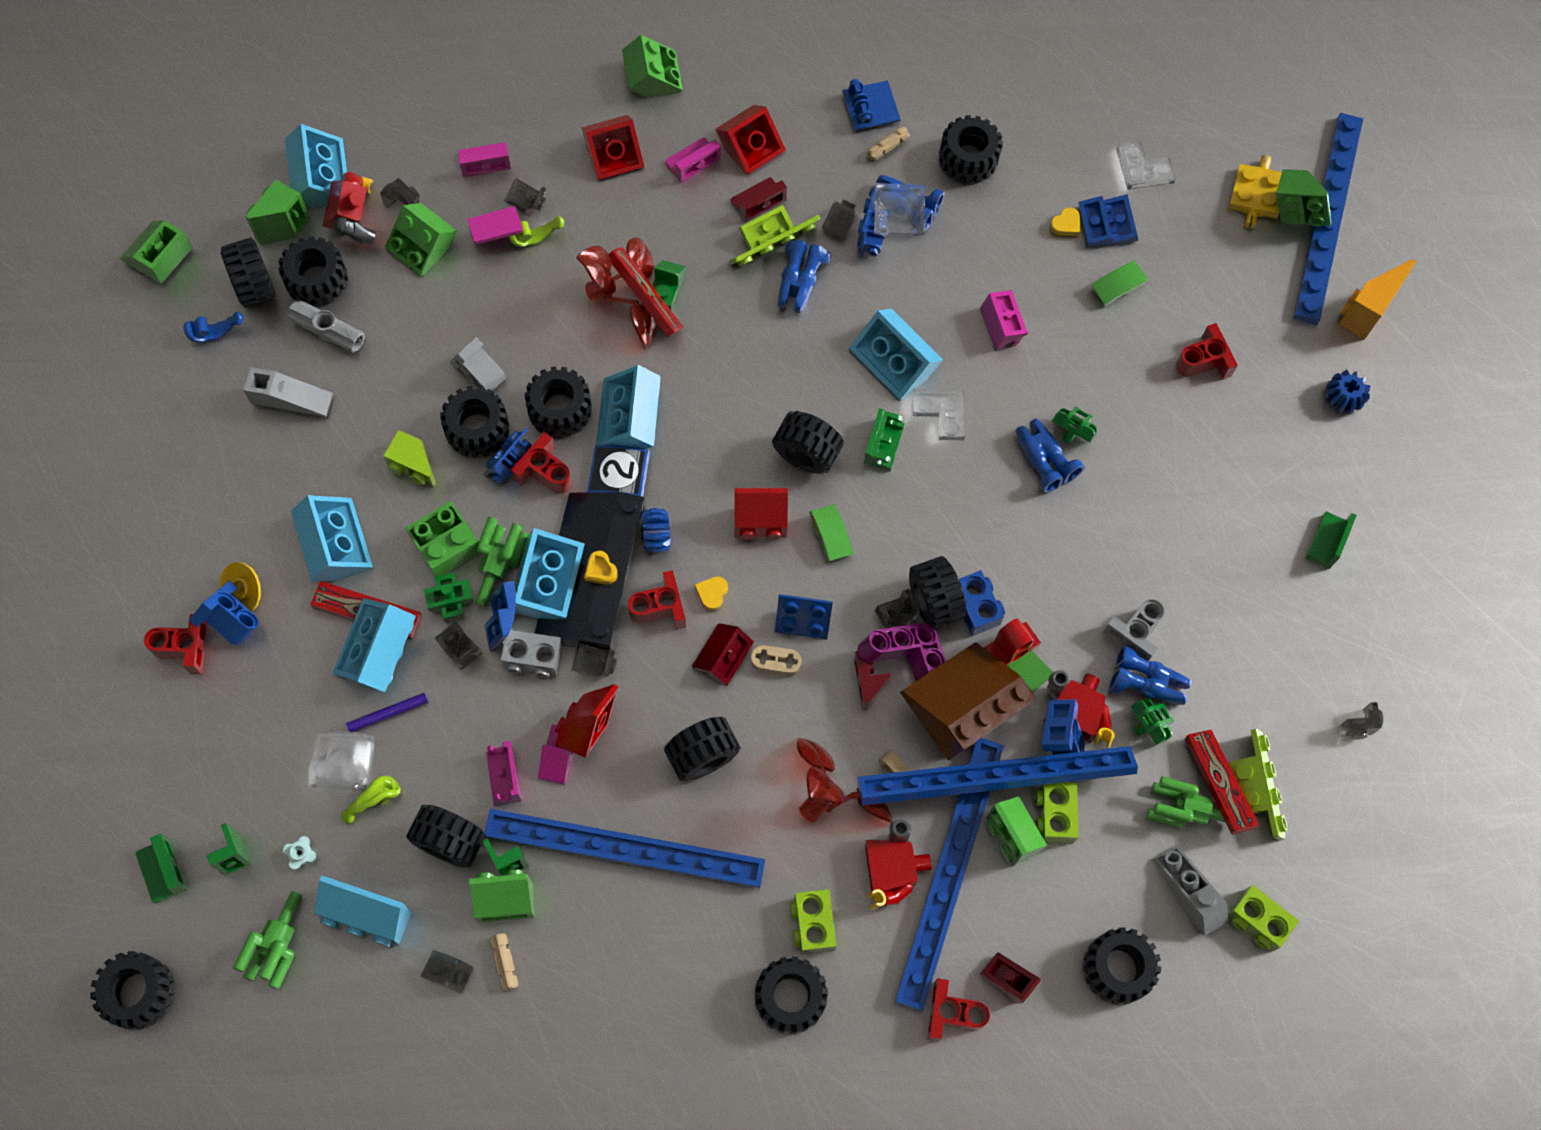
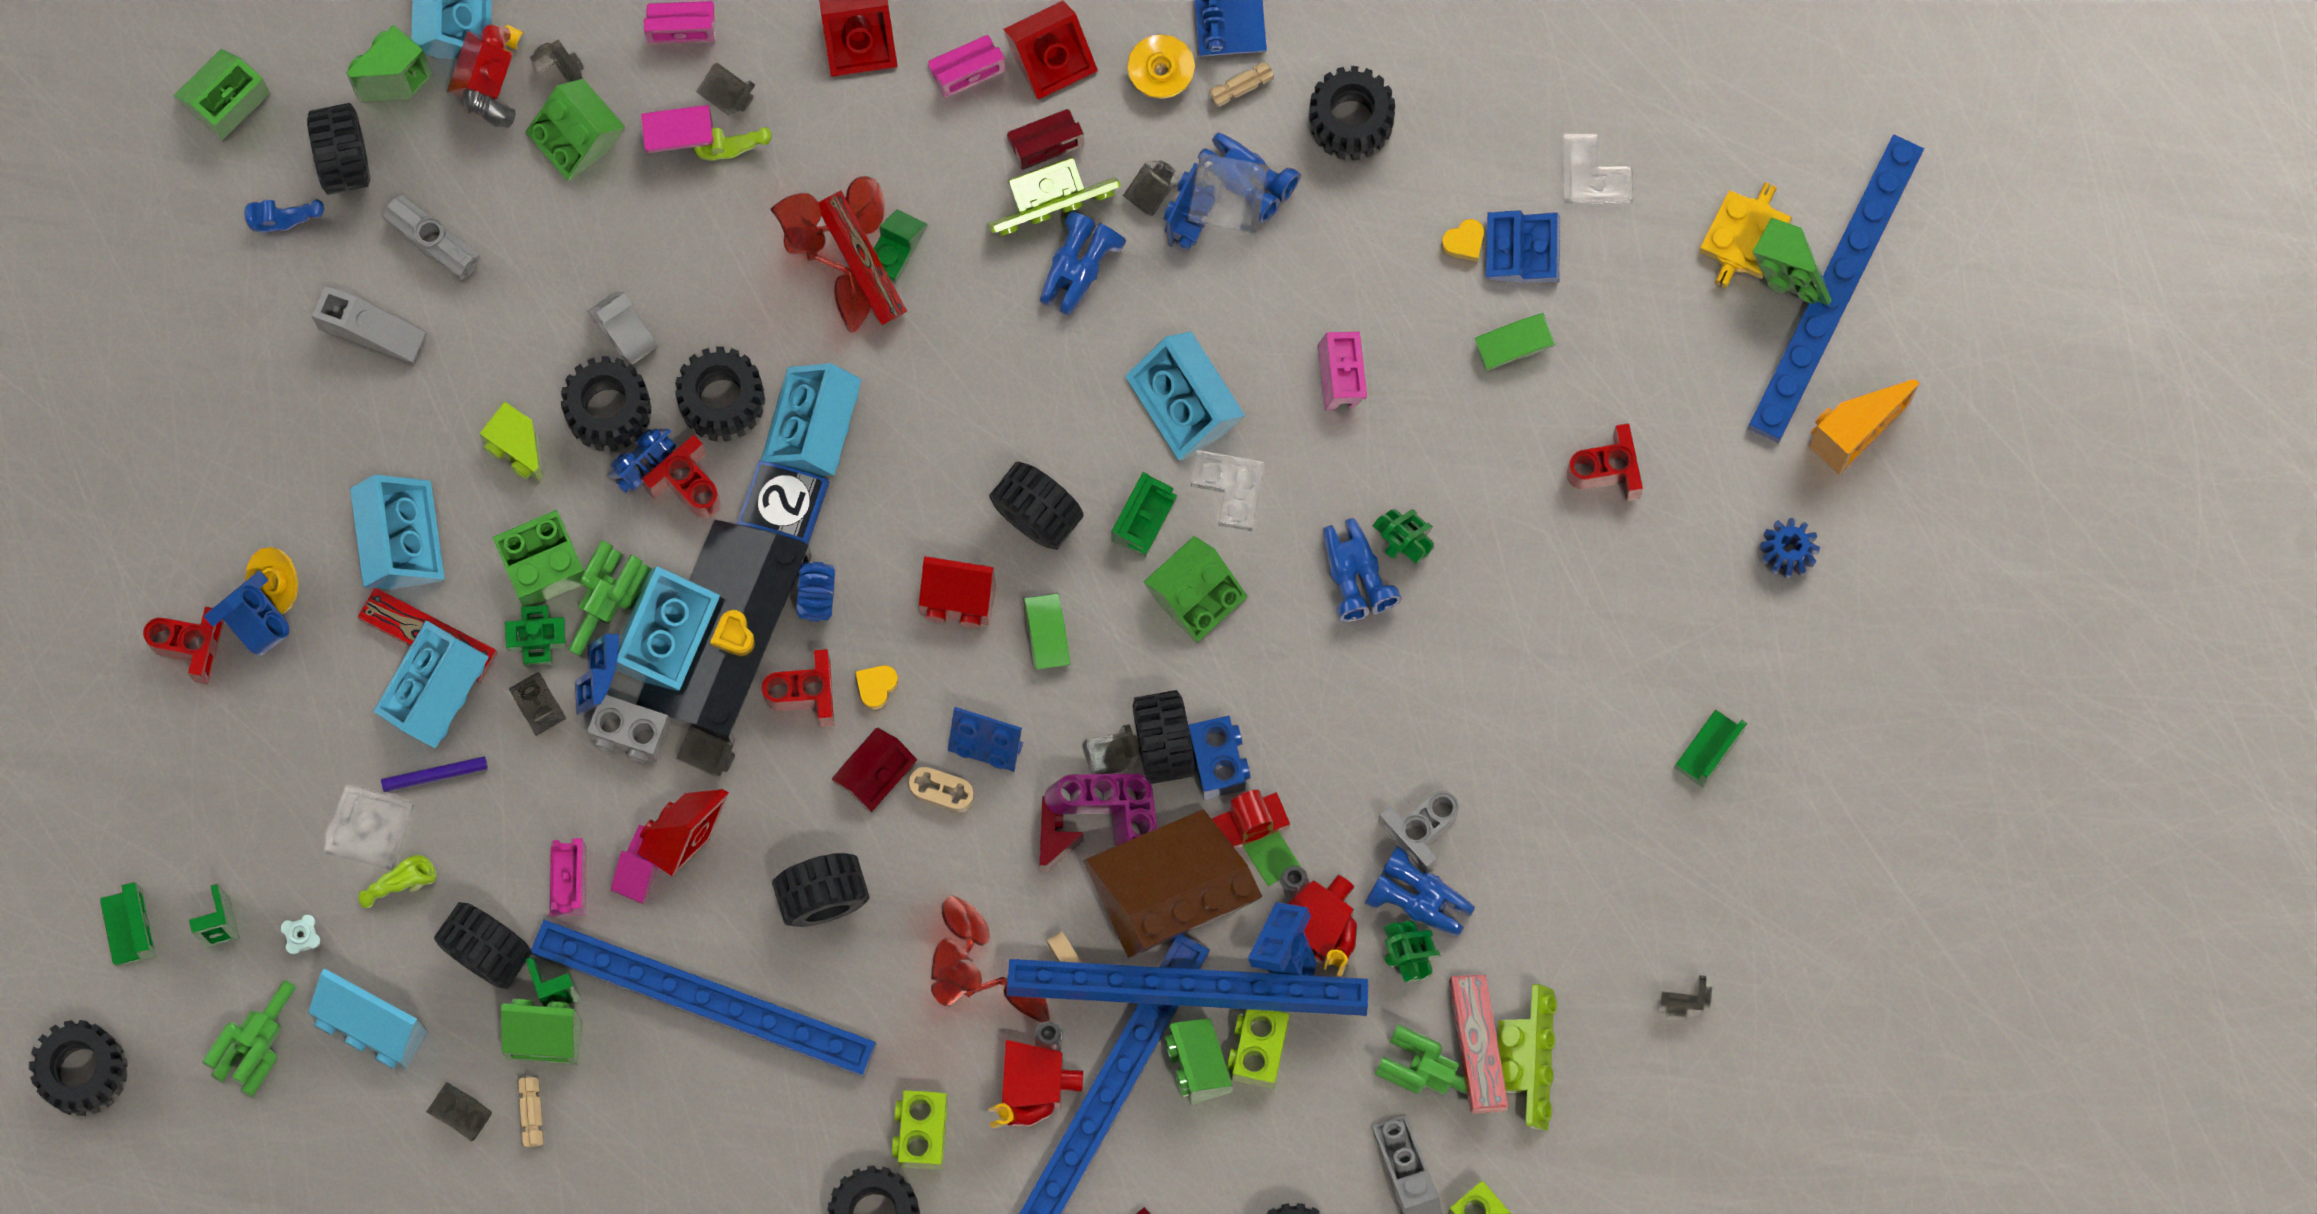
camera: 15 degrees right, 5 degrees up
(307, 255) = (422, 131): black tyre -> none
(832, 131) = (1161, 52): none -> yellow dish
(933, 484) = (1195, 588): none -> bright green slope

